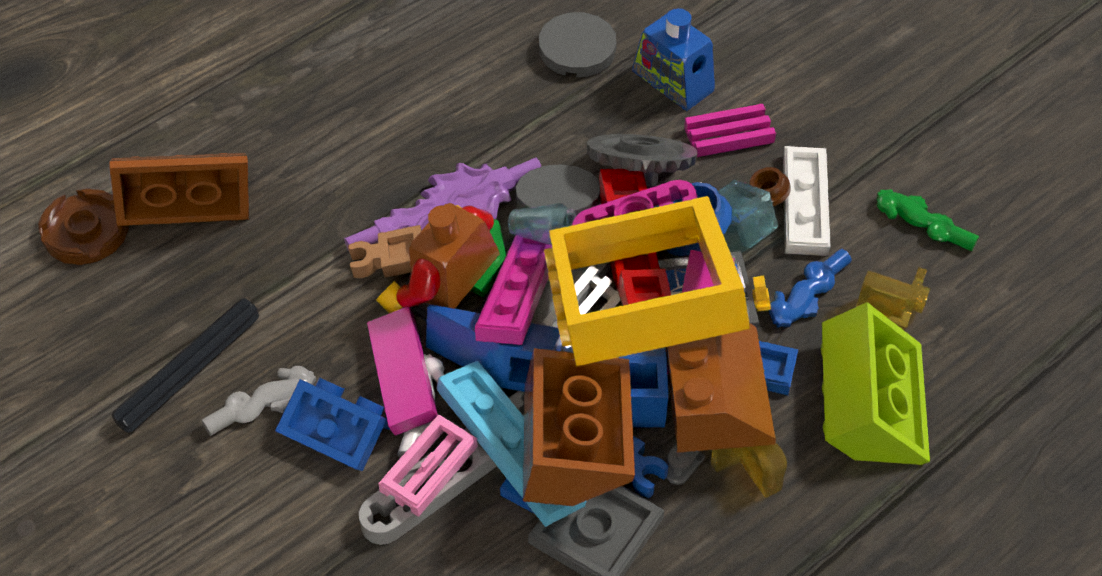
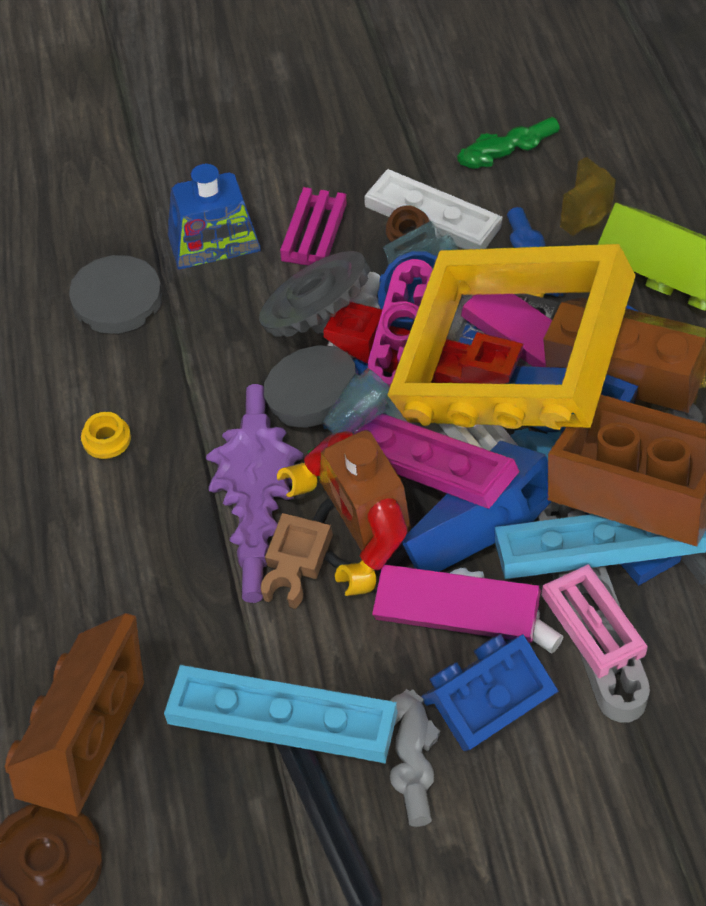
camera: 60 degrees left, 0 degrees up
(241, 300) = (282, 713): none -> medium azure plate
(440, 97) = (101, 426): none -> yellow plate

